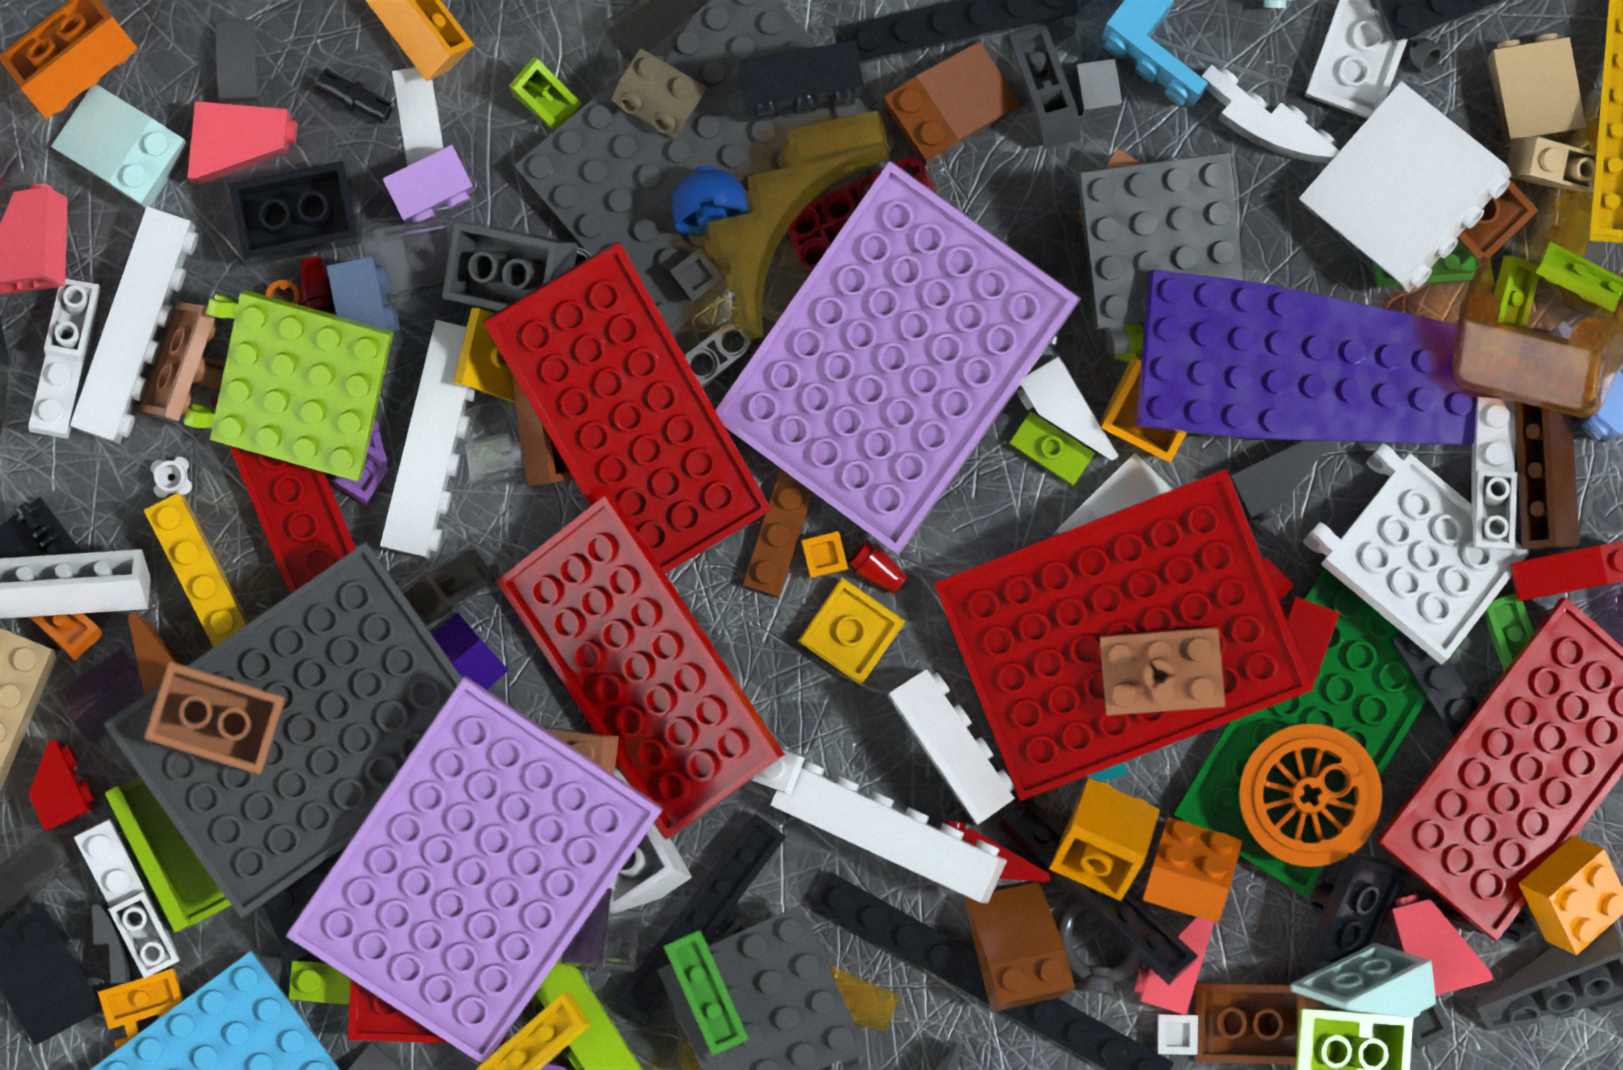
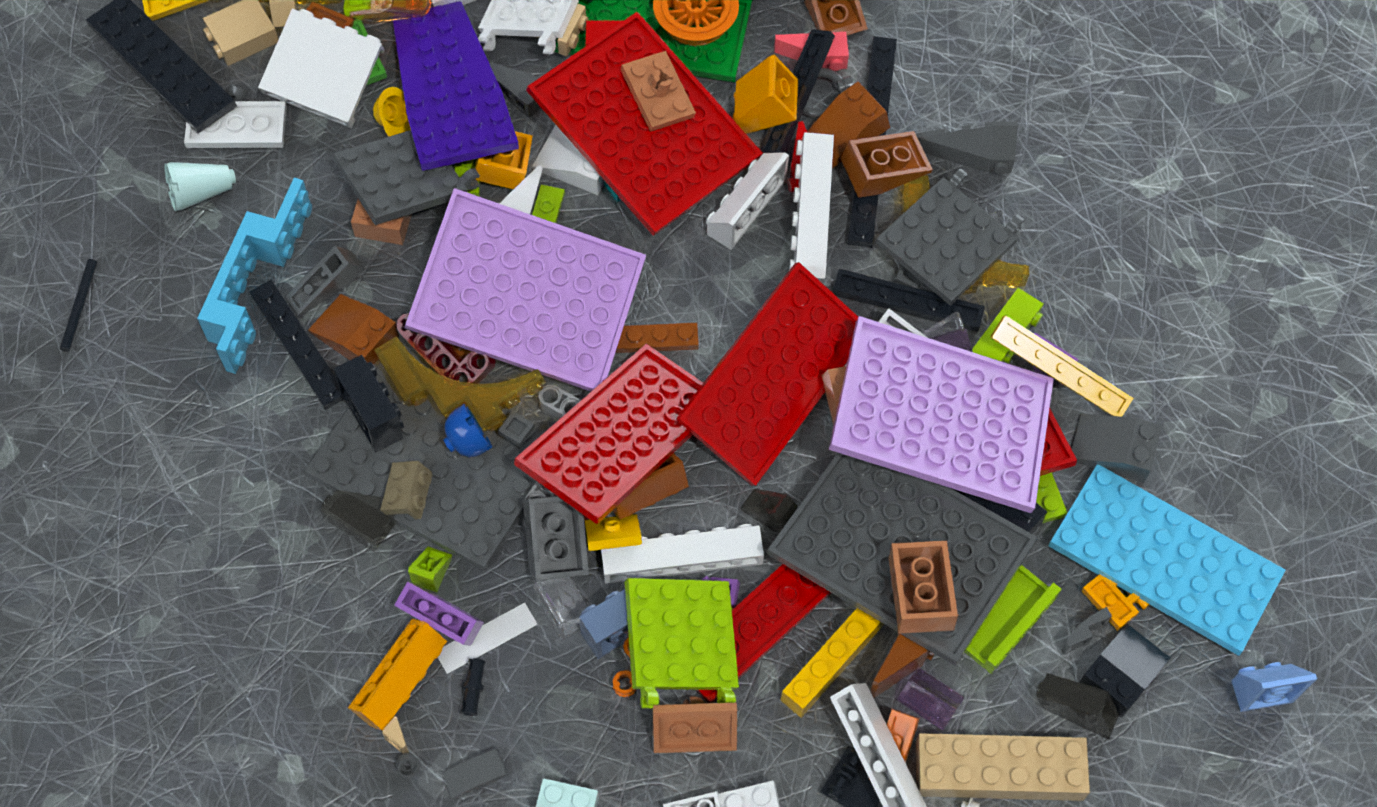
camera: 110 degrees left, 20 degrees down
(57, 791) = (1006, 702): red slope -> none
(127, 897) = (1053, 631): white slope -> none
(134, 325) = (680, 770): white brick -> none
(161, 472) = (775, 703): white plate -> none
(236, 138) = (529, 752): coral slope -> none
(295, 213) = (566, 690): black brick -> none
(315, 285) = (610, 663): red cone -> none
(429, 185) = (516, 613): lavender brick -> none
(466, 82) = (439, 613): none -> medium lavender brick
(469, 652) = (804, 482): dark purple slope -> none
(494, 459) = (680, 508): clear slope -> none
(706, 992) = (953, 262): bright green plate -> none
(824, 555) = (661, 306): light orange plate -> none
(851, 631) = (701, 277): yellow plate -> none
(877, 566) = (656, 276): red cone -> none
(923, 974) = (884, 162): none -> dark orange slope
(1097, 85) = (313, 249): light grey panel -> none
(1177, 1034) = (858, 39): white plate -> none
(1193, 870) = (761, 41): orange brick -> none
(1280, 131) = (307, 153): white slope -> none
(1293, 267) = (391, 111): none -> yellow piece
(1350, 604) = (570, 37): none -> tan plate

